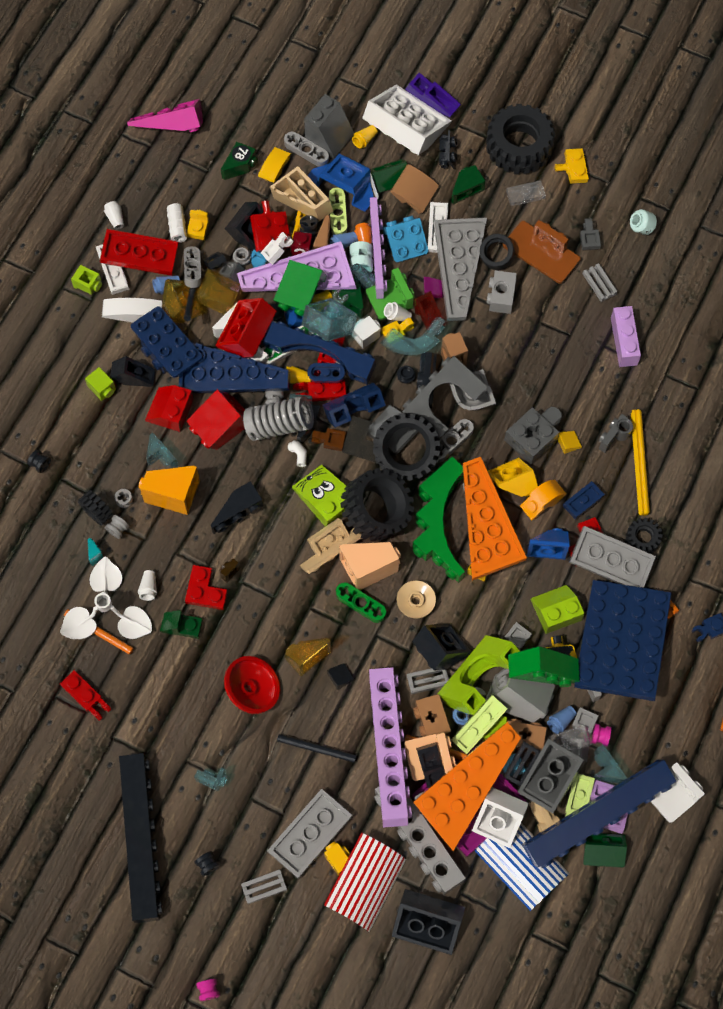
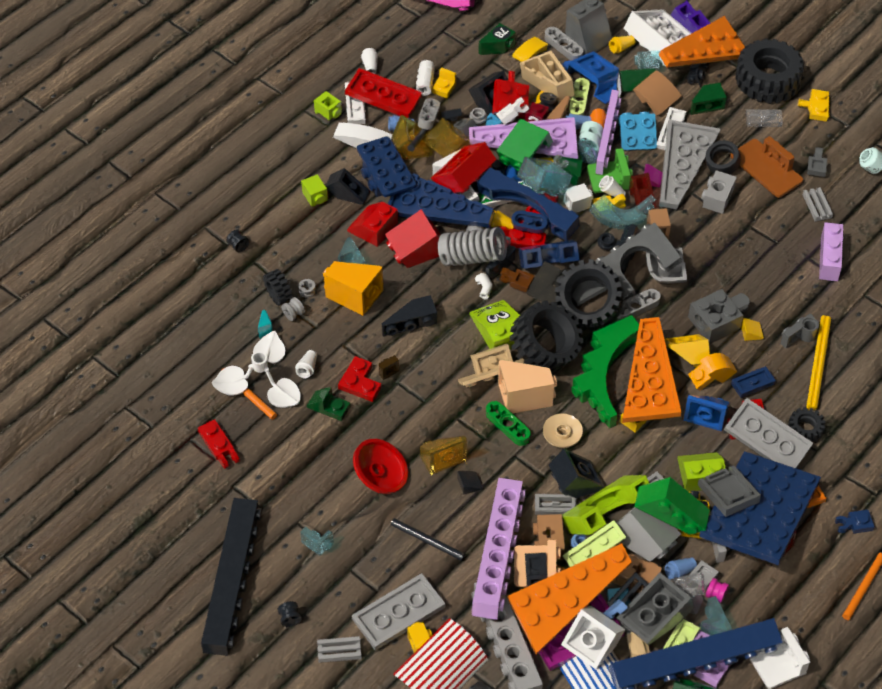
camera: 15 degrees right, 15 degrees down
(396, 151) = (647, 59): none -> clear light blue bracket
(454, 121) = (709, 44): none -> orange wing
(514, 782) = (618, 607): none -> medium blue tile
(589, 630) = (727, 489): none -> dark grey container

